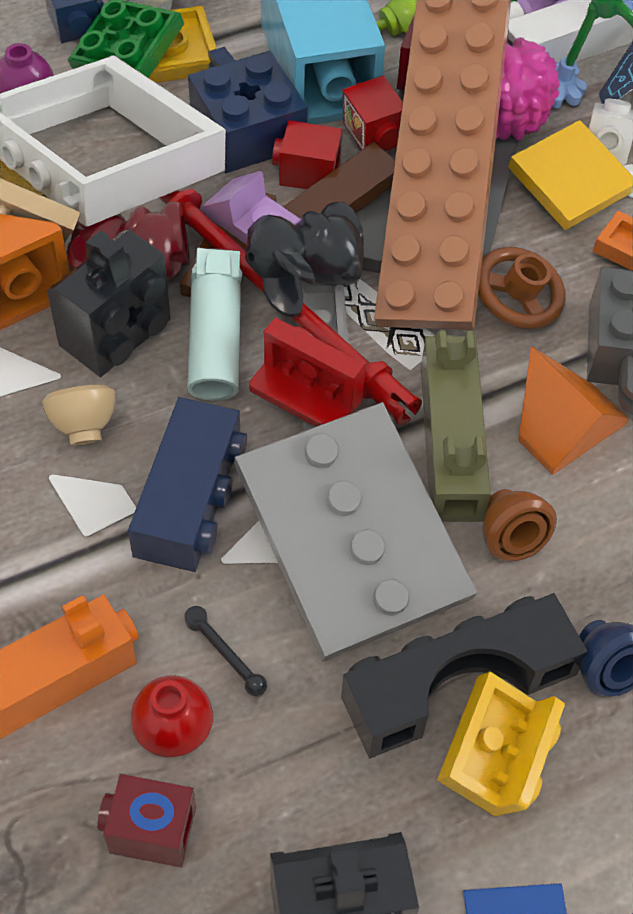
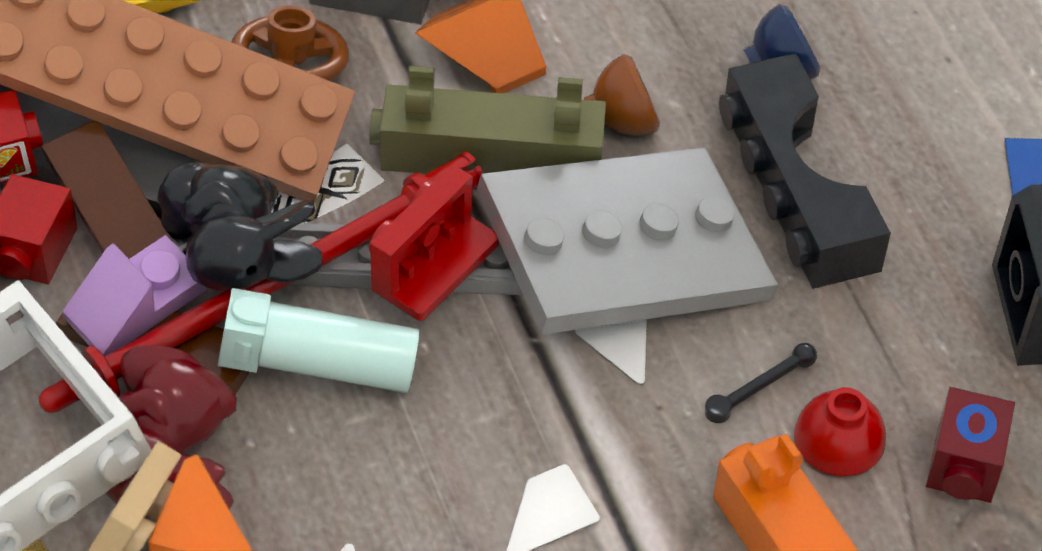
camera: 85 degrees left, 5 degrees down
(80, 412) = (431, 500): tan brick -> none
(111, 301) = (279, 442): black hinge -> none
(187, 485) = (550, 393): dark blue brick -> none
(501, 746) = (884, 144): yellow bracket -> none

